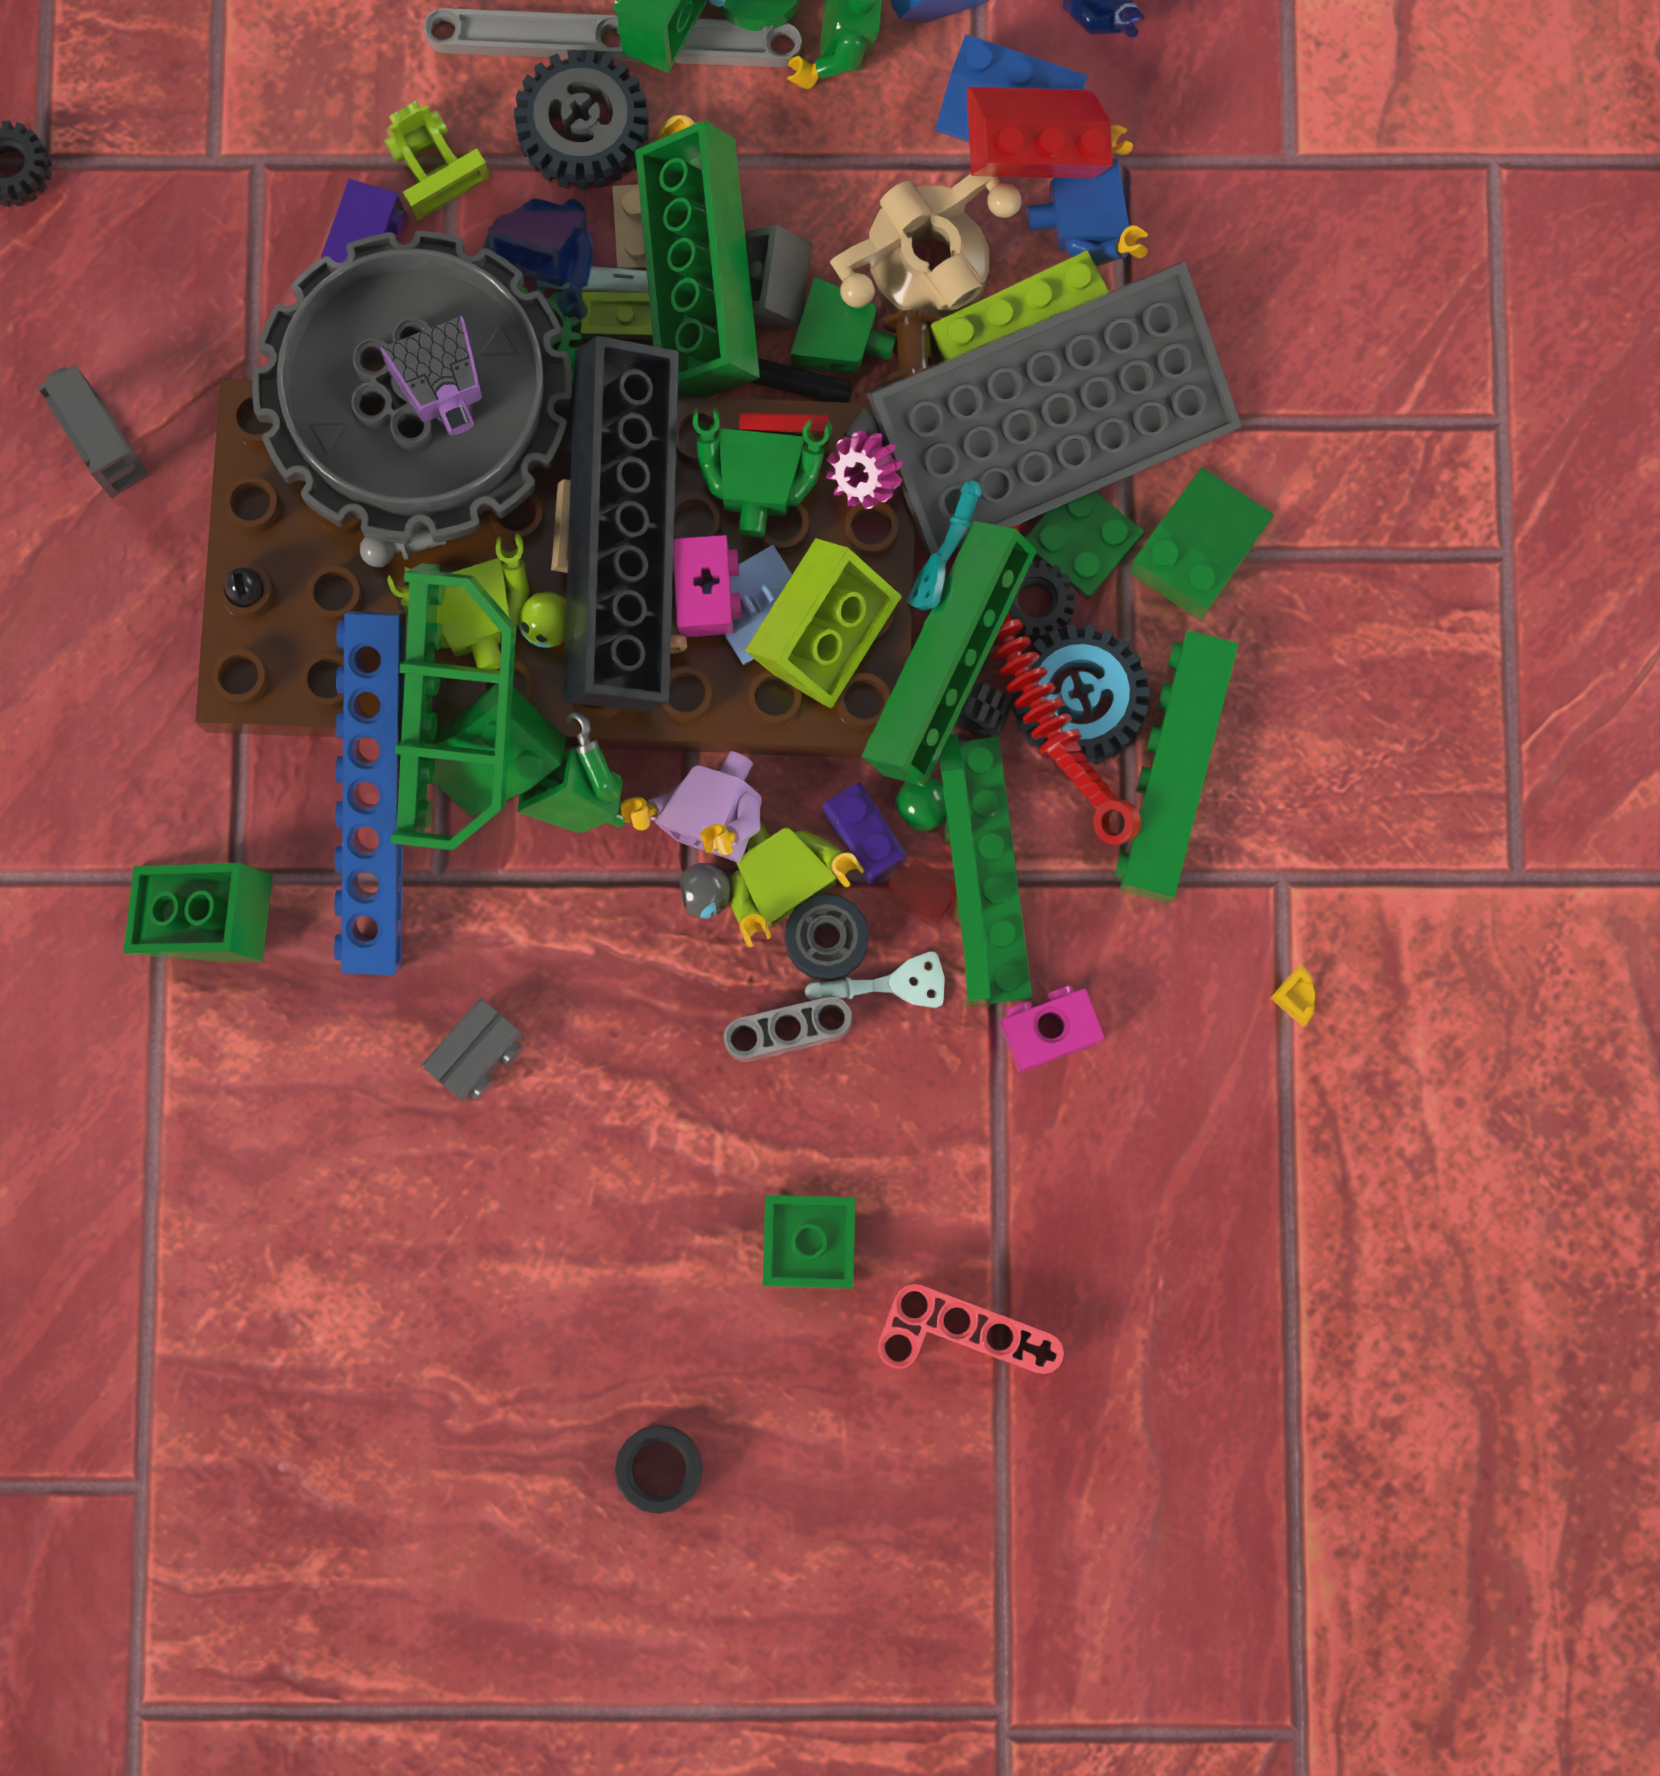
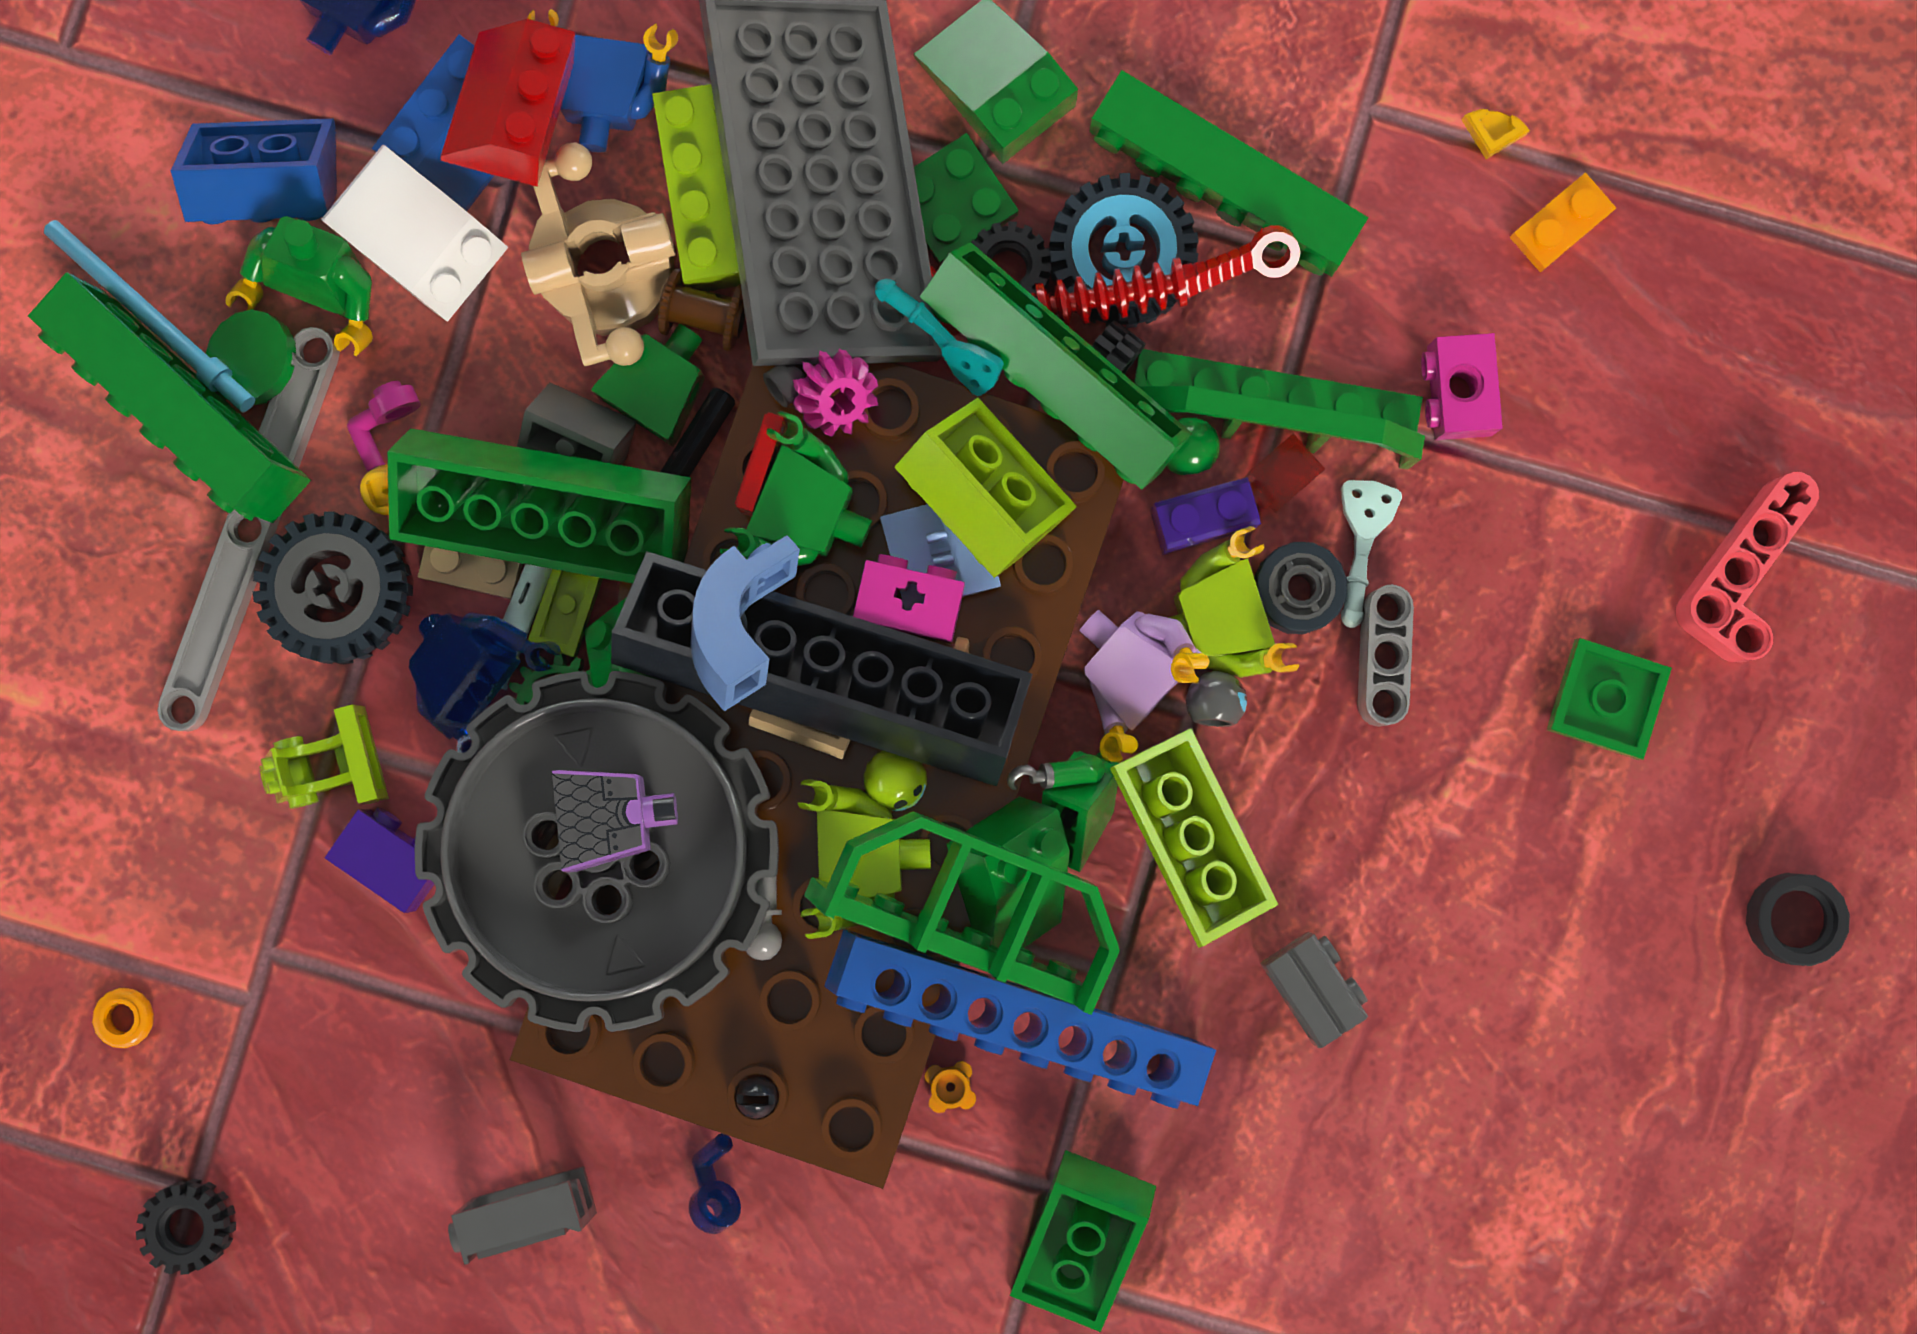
camera: 75 degrees left, 5 degrees up
(156, 586) = (713, 1192): none -> clear blue plate
(163, 46) = (103, 1021): none -> light orange piece
(288, 758) = (962, 1094): none -> light orange plate
(573, 896) = (1194, 837): none -> lime slope
(645, 418) = (721, 649): none -> medium blue arch
(754, 118) = (390, 403): none -> dark pink plate
(902, 91) = (414, 233): none -> white slope
(1232, 1081) = (1562, 222): none -> light orange plate

